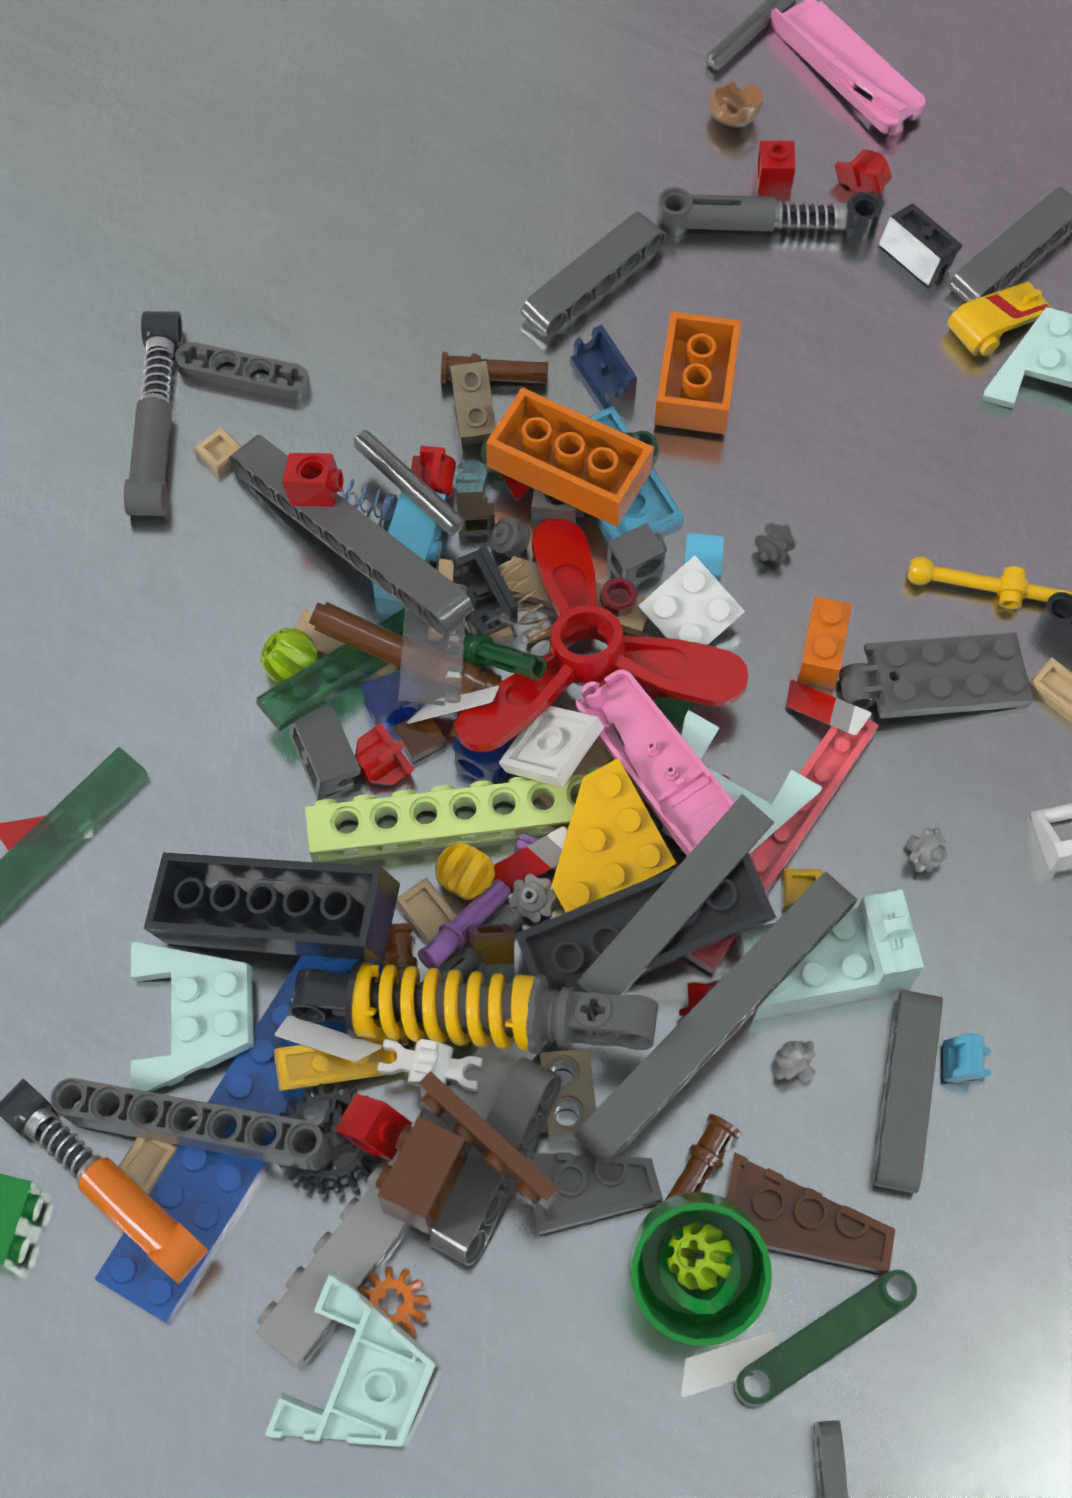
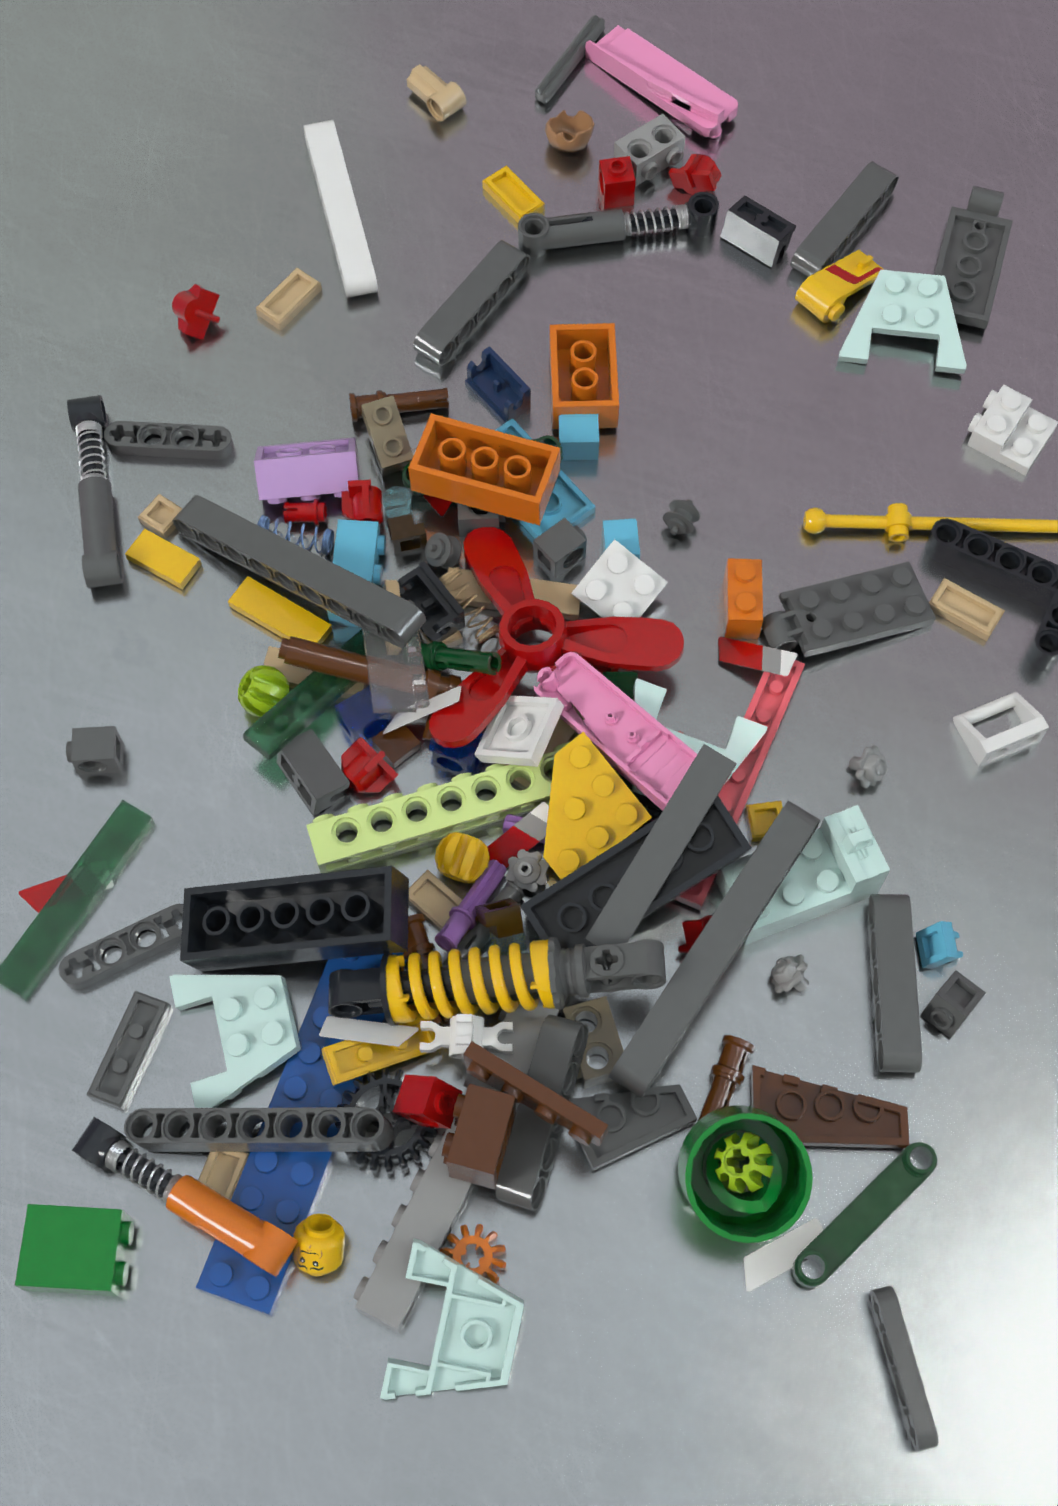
camera: 10 degrees left, 0 degrees up
(74, 1014) = (129, 1050): none -> dark grey tile
(94, 896) = (127, 942): none -> dark grey beam
(100, 688) = (95, 750): none -> dark grey brick
(212, 497) = (163, 559): none -> yellow tile
(231, 1258) = (319, 1245): none -> yellow head
(297, 236) = (195, 310): none -> red piece
(312, 479) = (256, 527): red brick -> none
(321, 575) = (277, 612): none -> yellow tile
(366, 472) = (307, 512): none -> red pin
(395, 421) = (305, 469): none -> lavender slope
(399, 239) = (288, 299): none -> tan tile
(409, 483) = (343, 516): dark grey axle -> none
(472, 151) = (340, 209): none -> white beam
(602, 46) = (439, 96): none -> tan piece
(618, 596) = (552, 587): dark red tile -> none
(661, 163) = (512, 194): none -> yellow tile
(680, 437) = (579, 436): none -> medium azure panel
(821, 136) = (652, 147): none -> light grey brick
(968, 1125) = (953, 1004): none -> dark grey bracket

